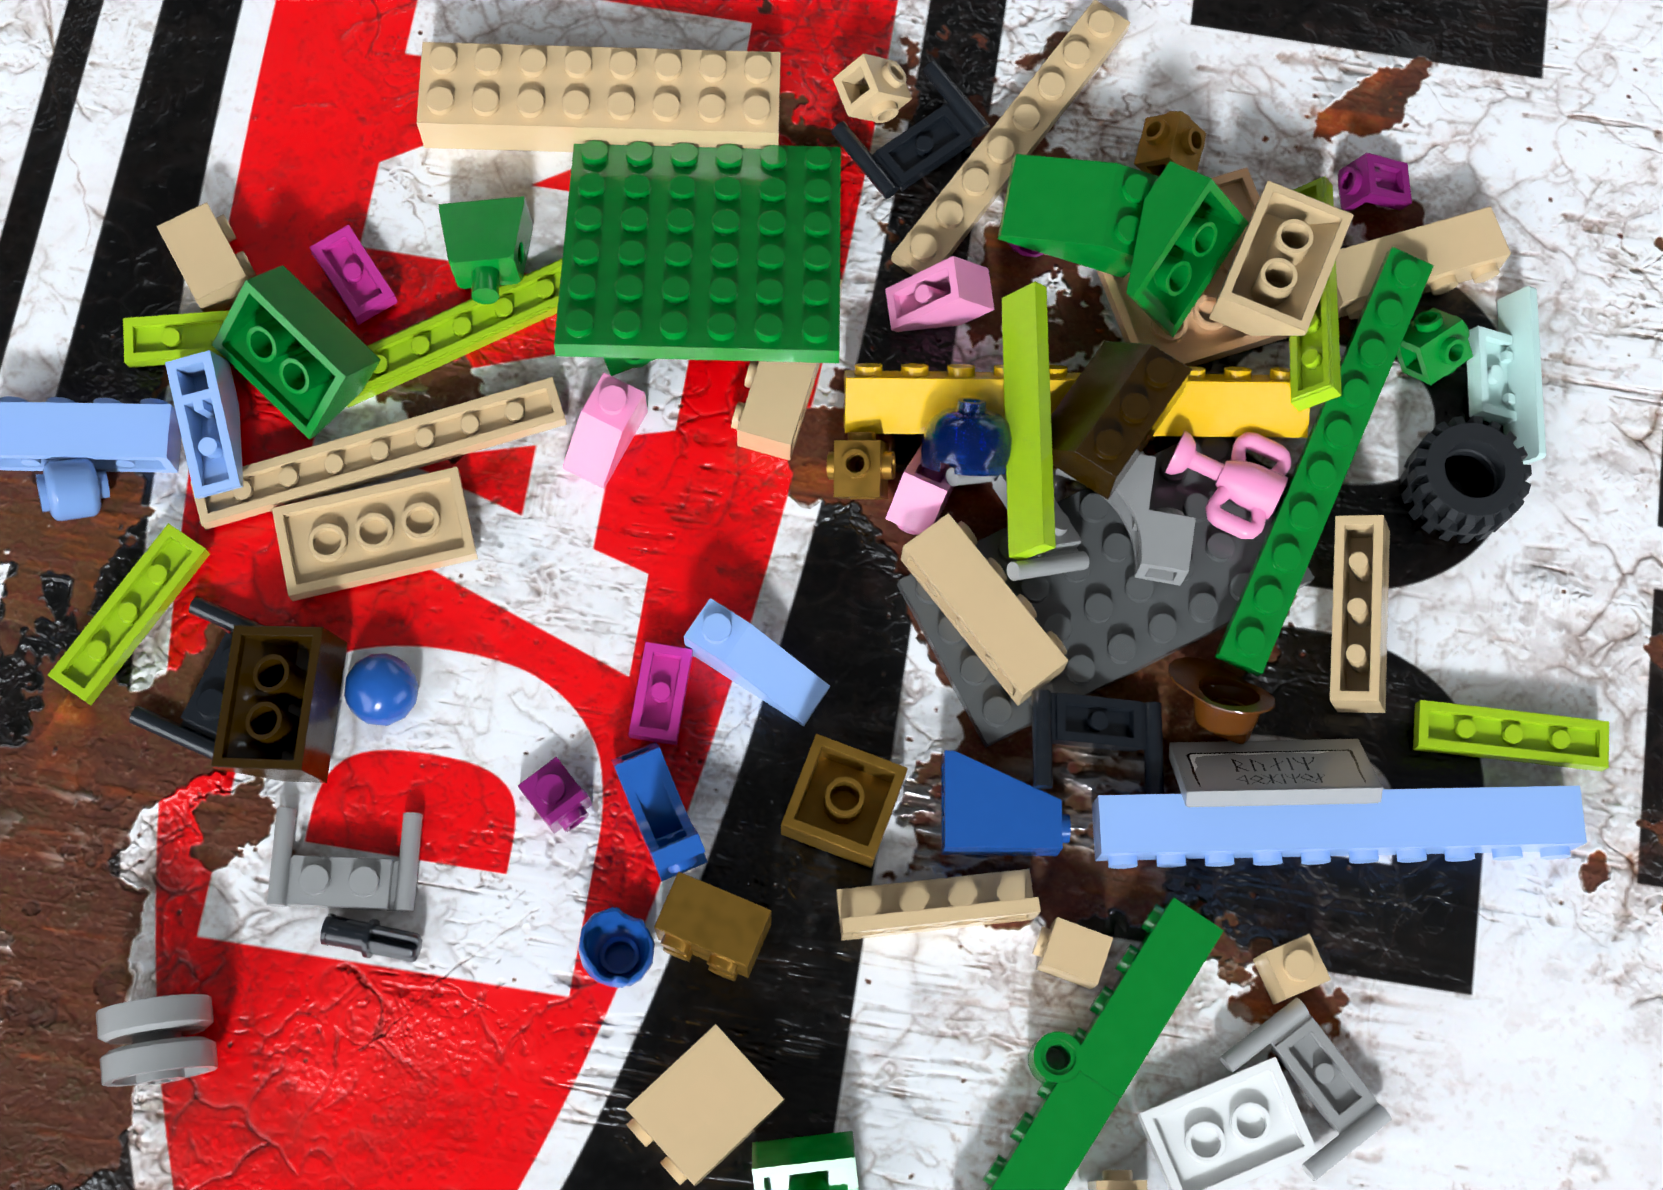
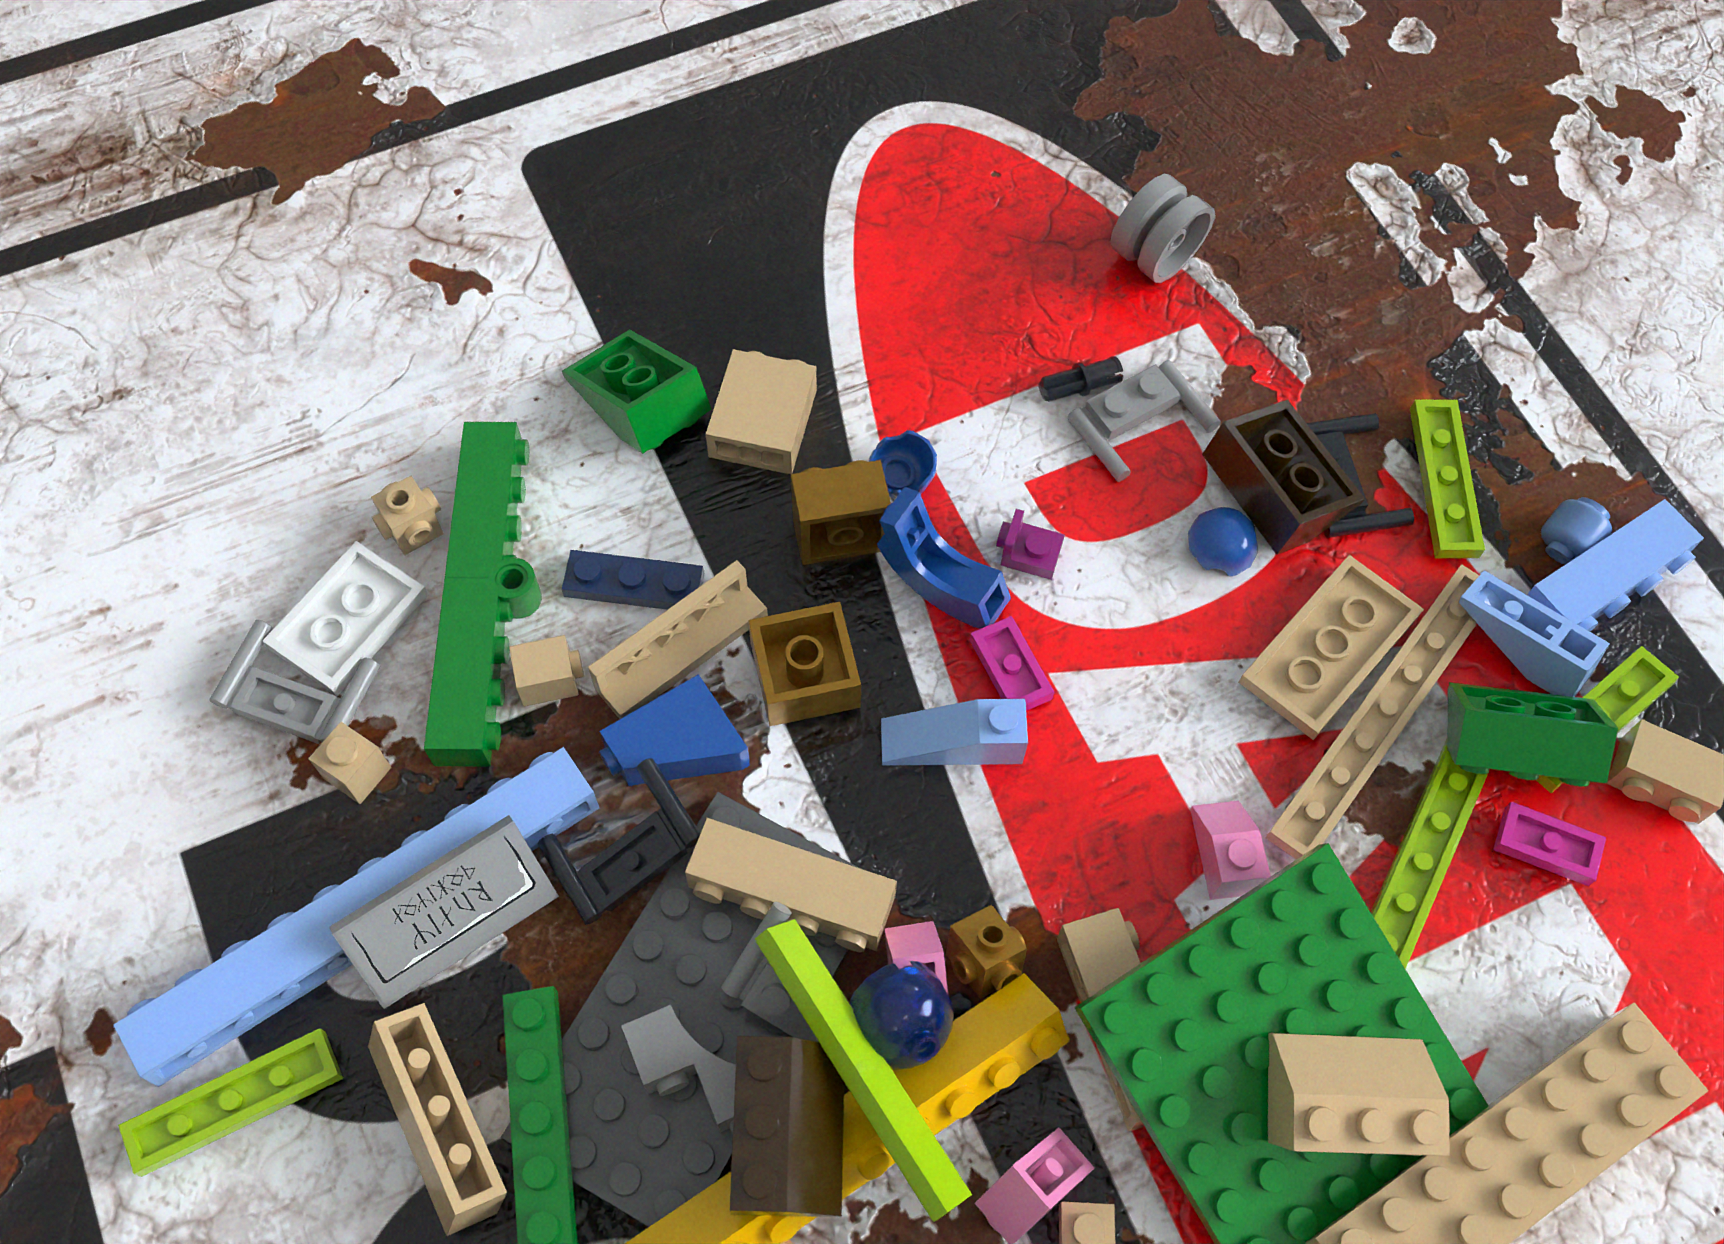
camera: 150 degrees right, 10 degrees down
(487, 243) = (1470, 939): green torso -> none
(681, 184) = (1355, 1096): none -> tan slope
(939, 1003) = (629, 579): none -> dark blue plate
(1221, 698) = (531, 955): reddish brown piece -> none
(1237, 480) = (623, 1169): bright pink piece -> none

